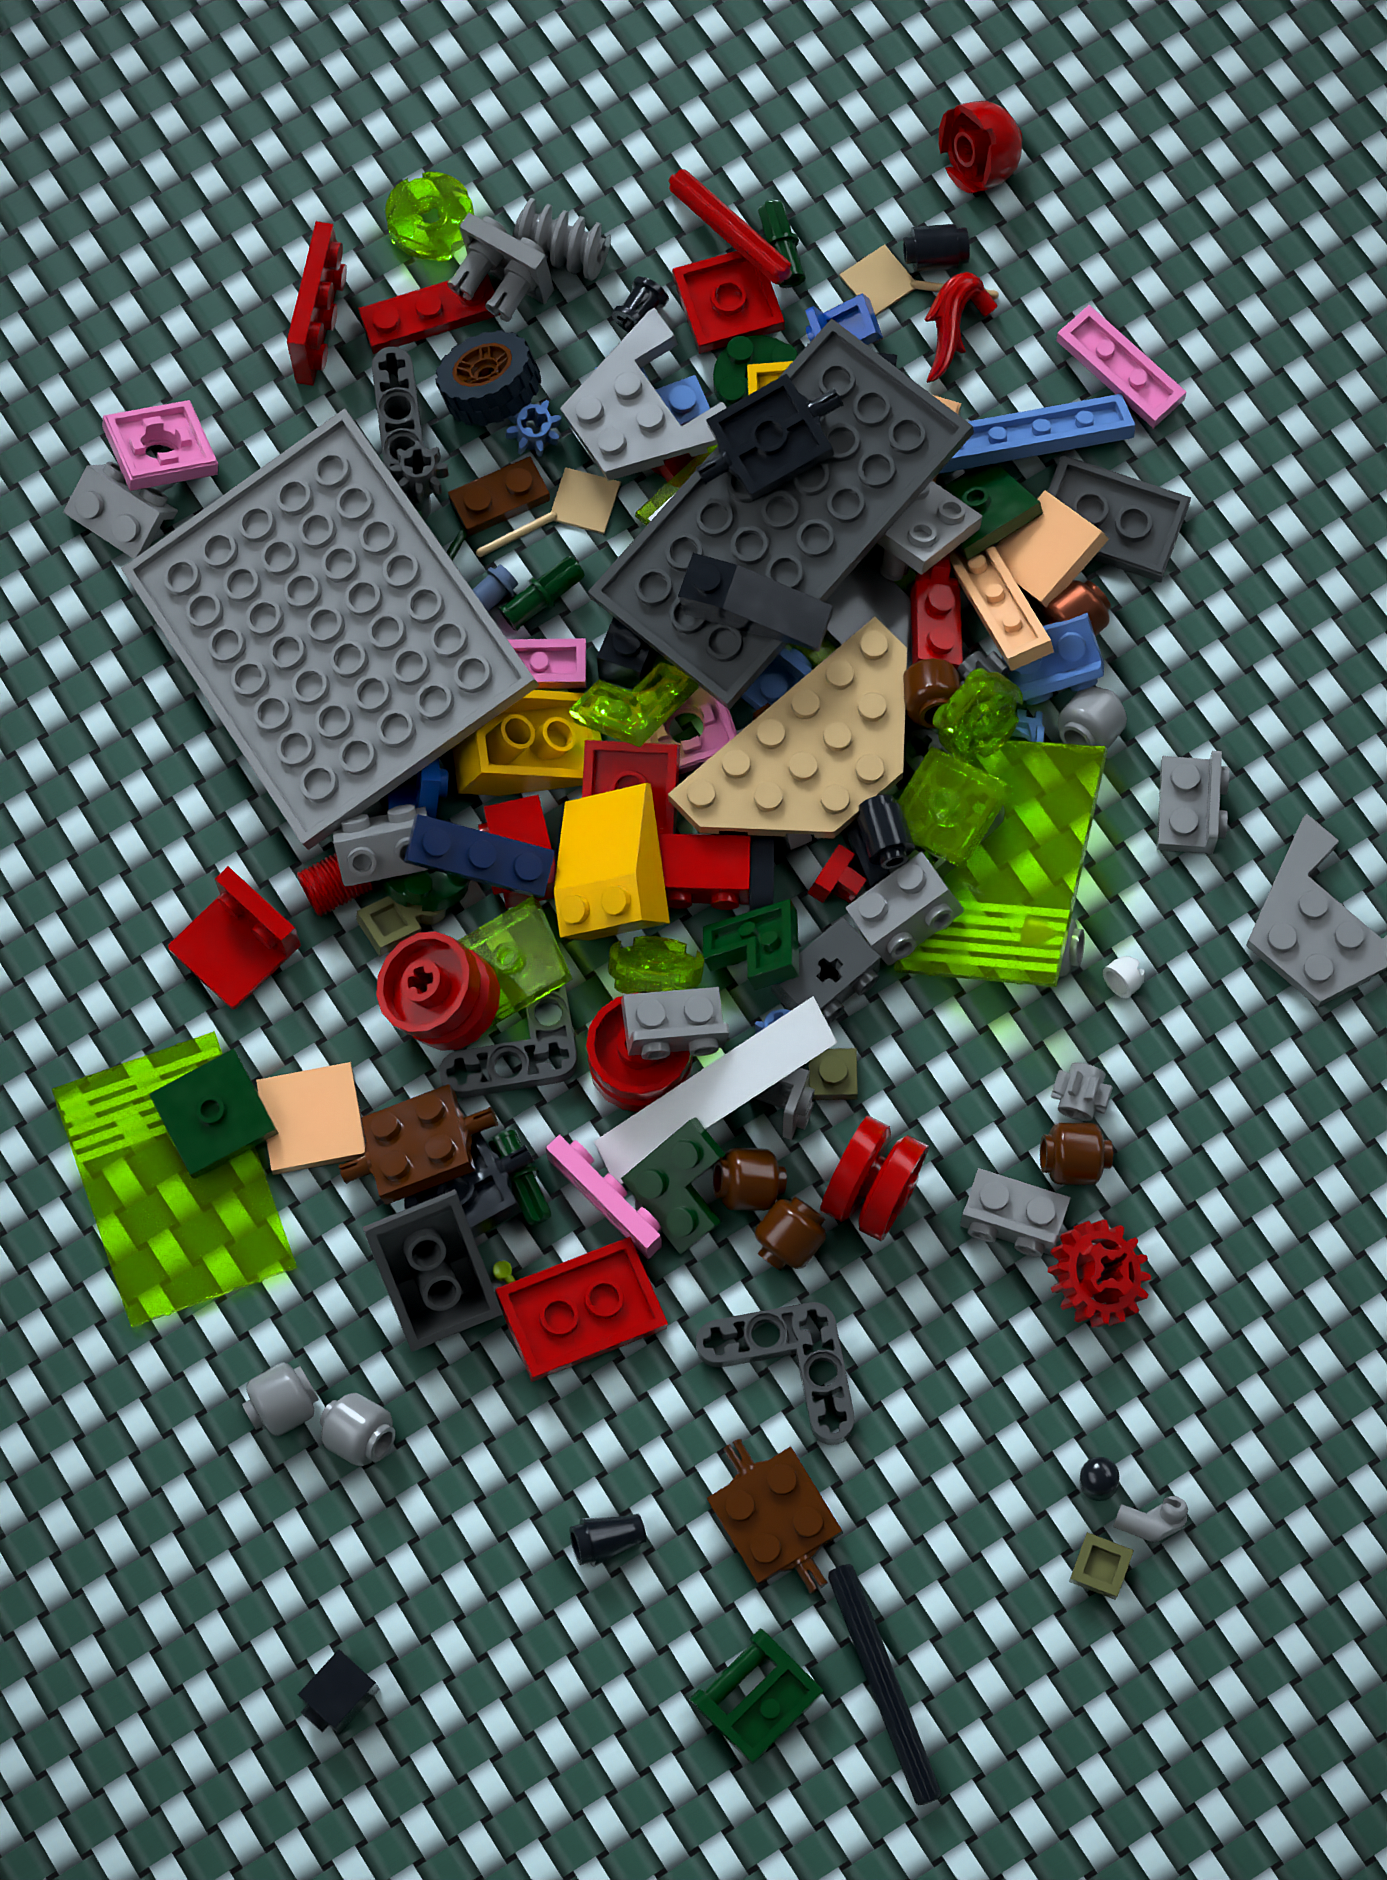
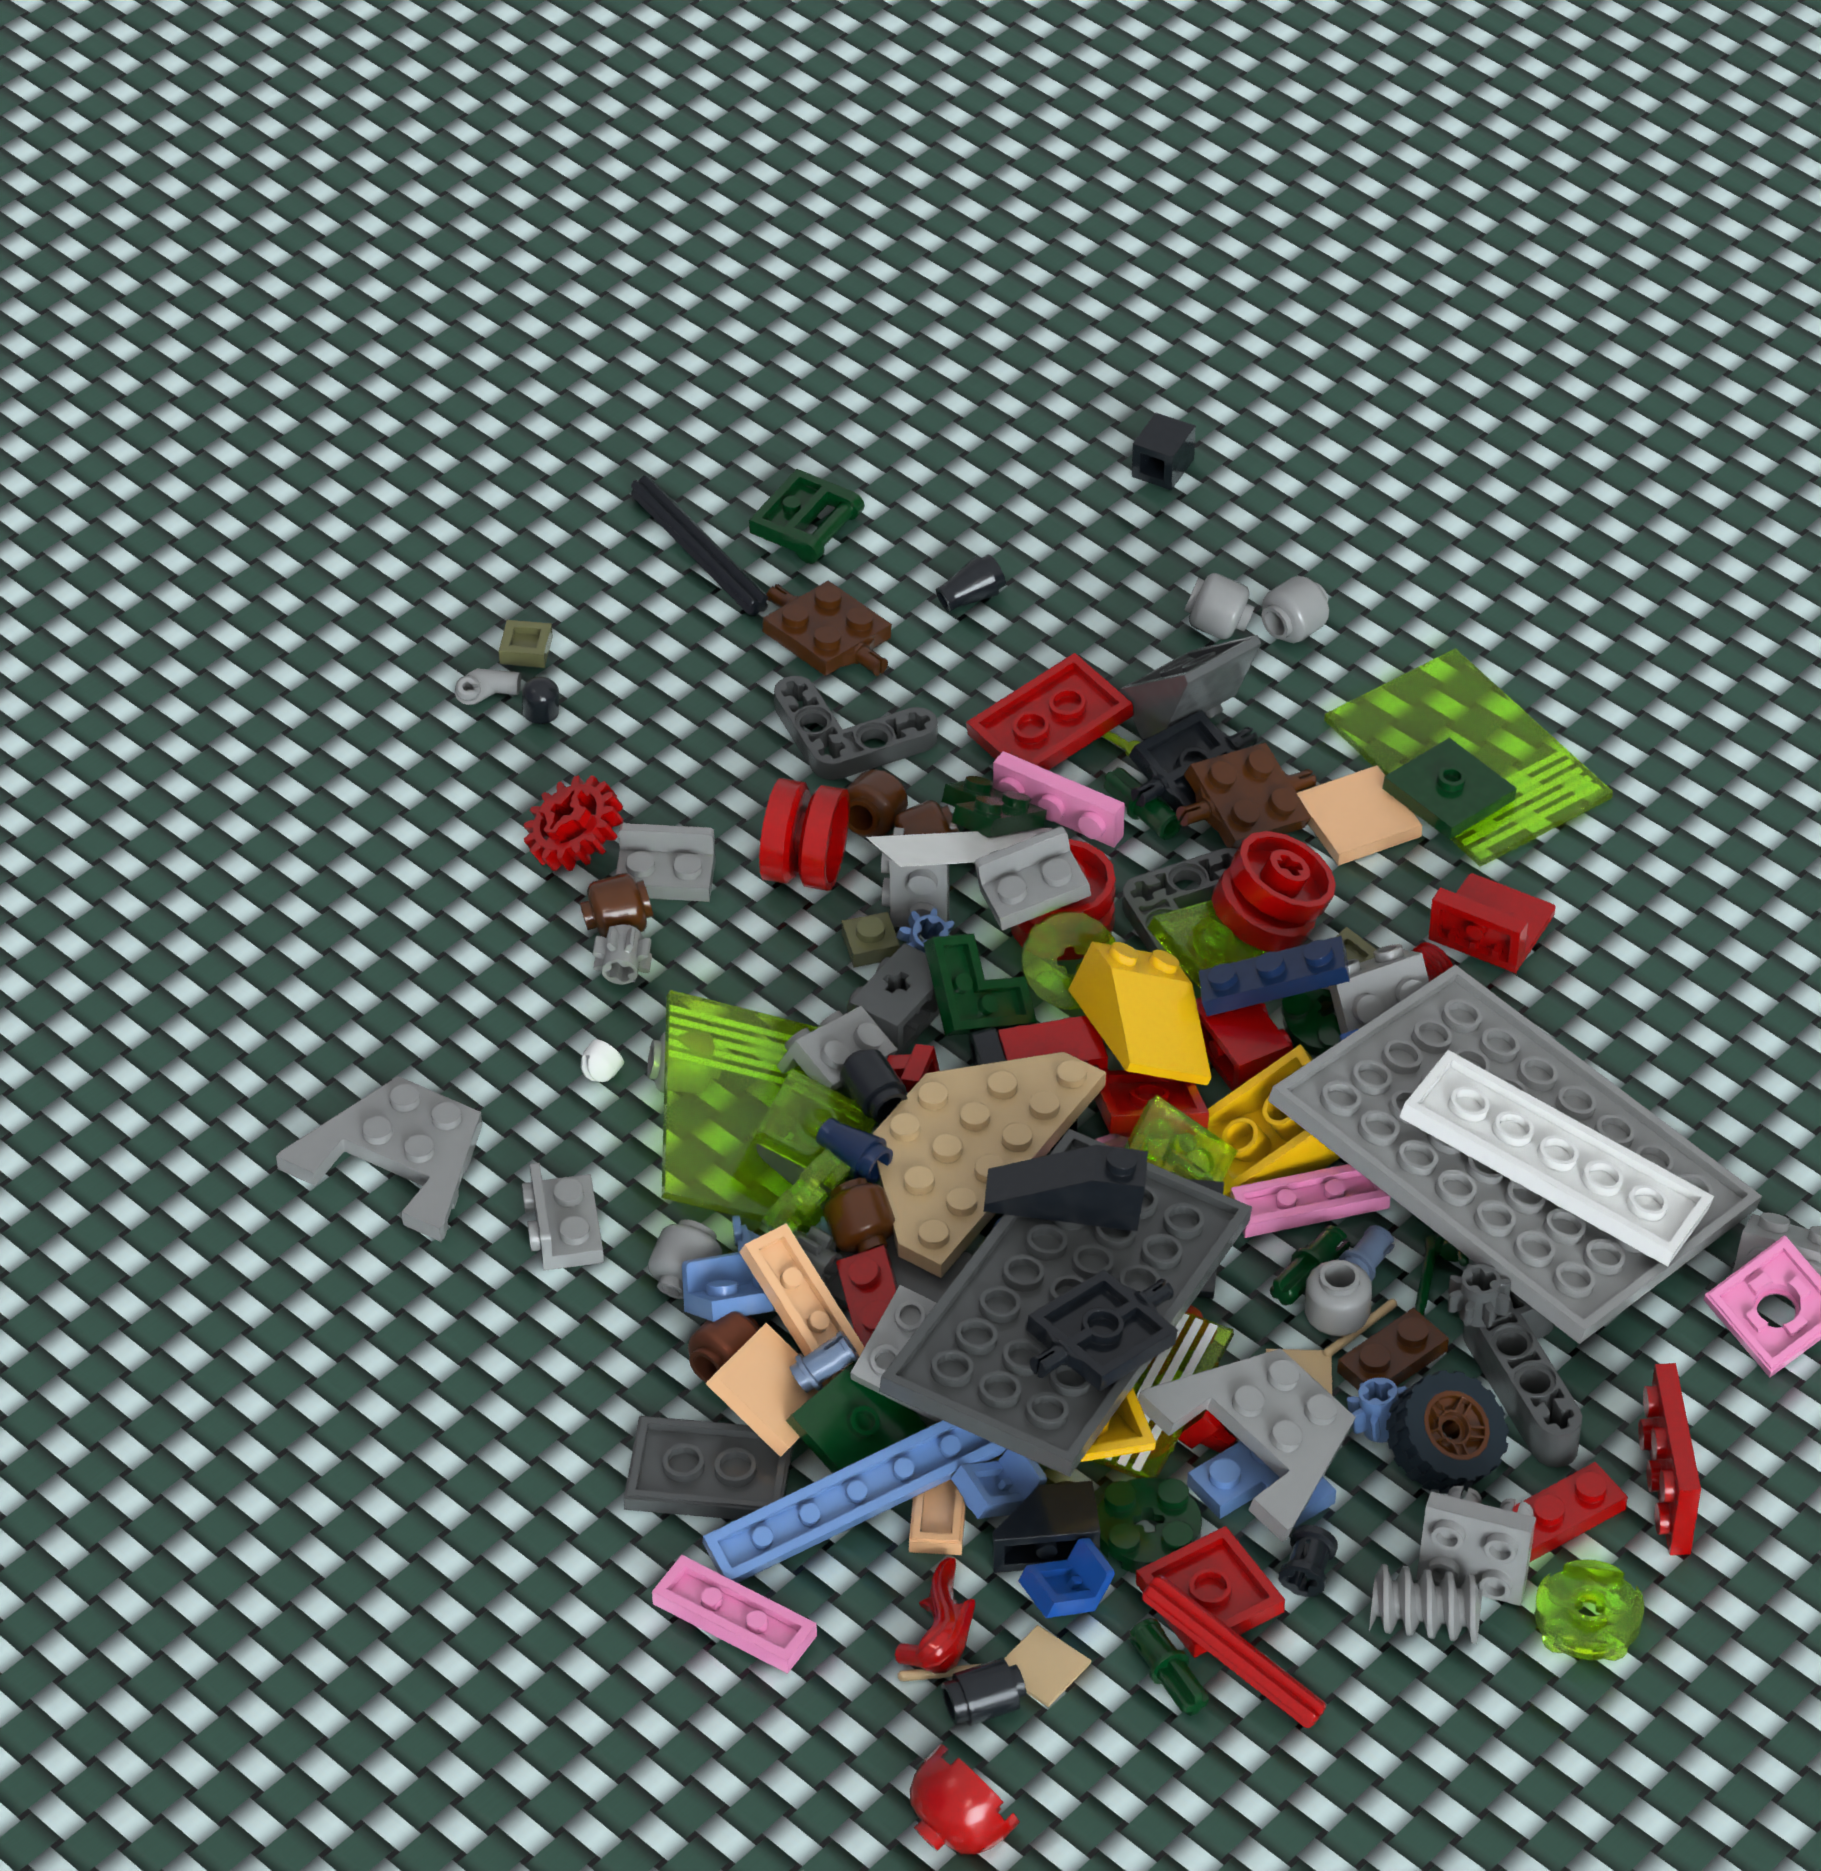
camera: 165 degrees right, 25 degrees down
(302, 582) = (1557, 1157): none -> white plate
(531, 537) = (1338, 1297): none -> light grey head
(921, 745) = (855, 1148): none -> dark blue cone
(1008, 546) = (823, 1362): none -> sand blue pin

